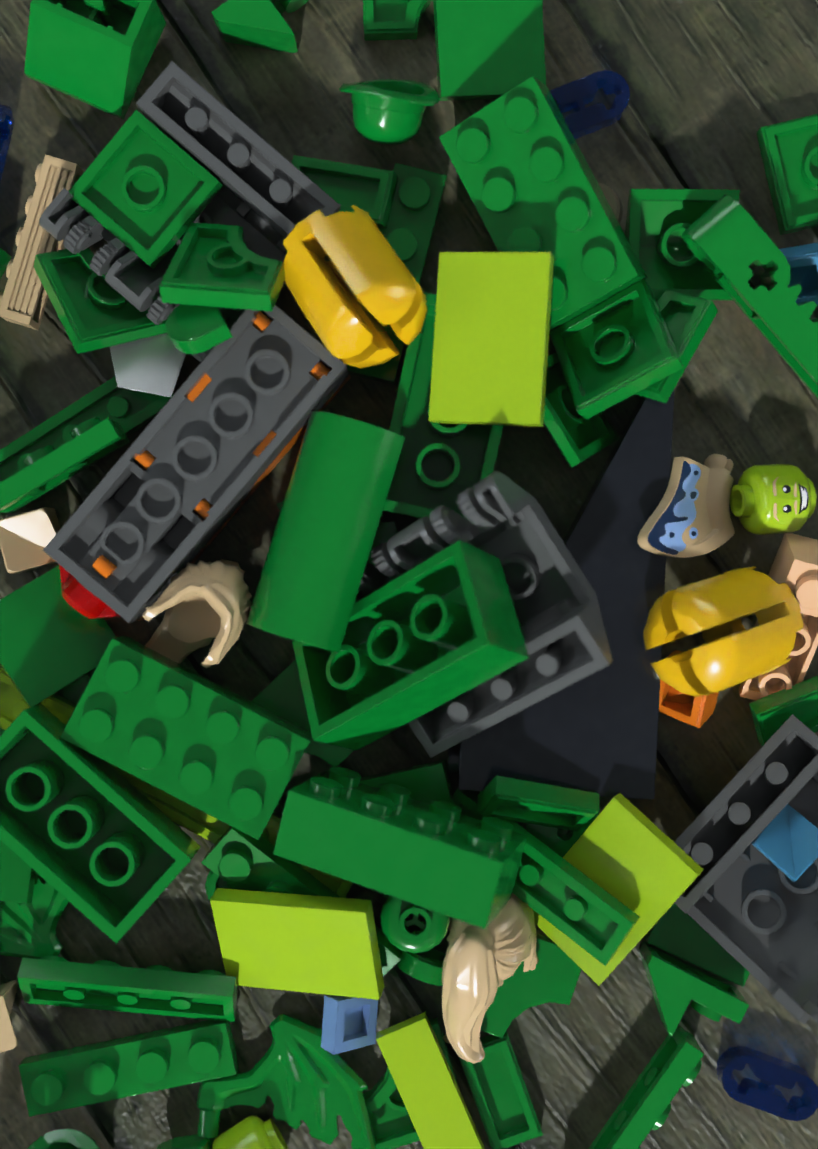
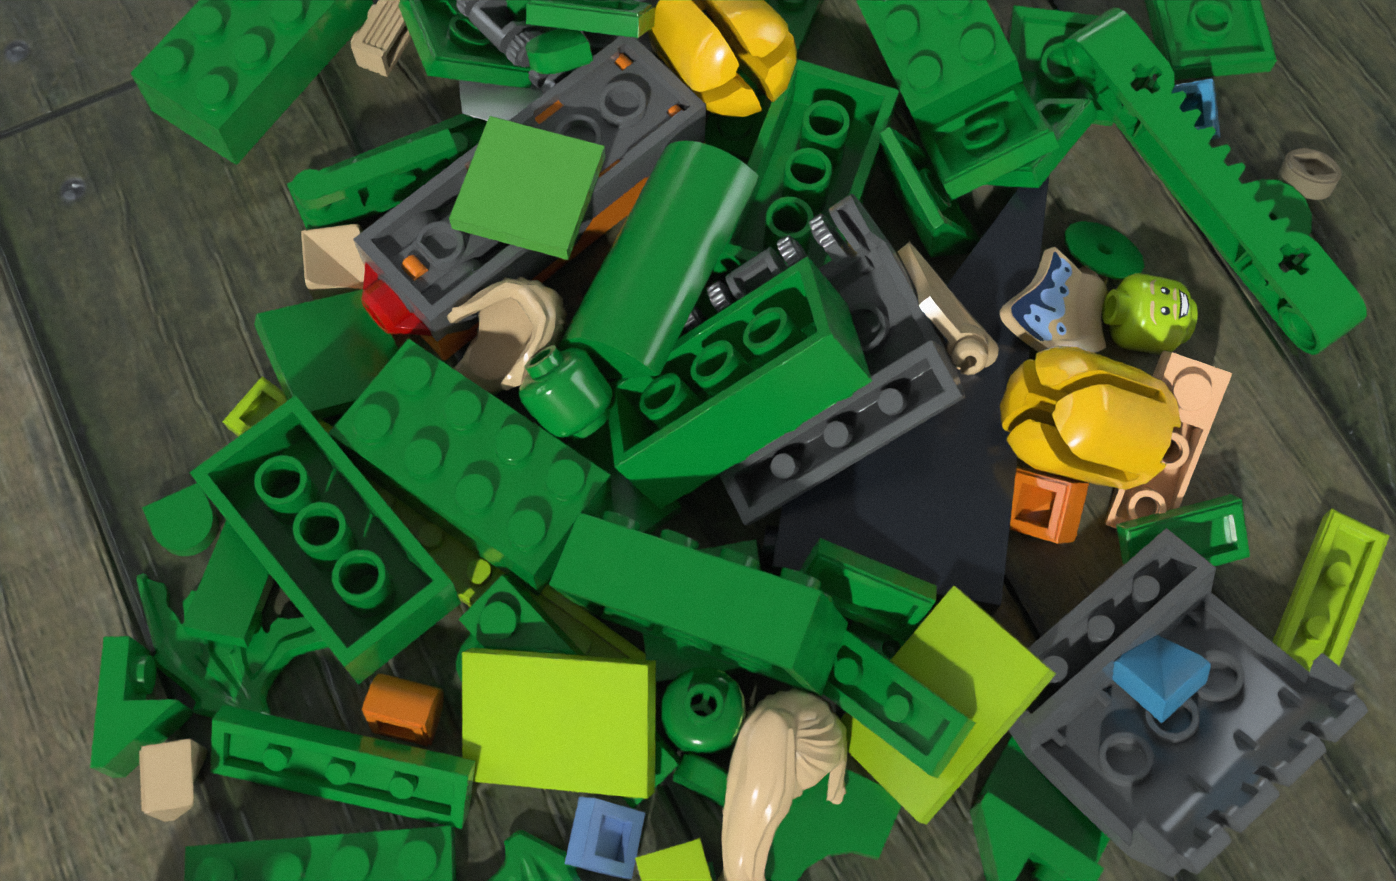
camera: 10 degrees right, 20 degrees down
(169, 936) = (403, 709): none -> orange brick
(193, 481) = (528, 187): none -> bright green tile
(260, 671) = (566, 393): none -> green head
(491, 338) = (860, 98): lime tile -> none
(592, 556) = (966, 339): none -> tan arm
(729, 435) = (1103, 250): none -> green piece

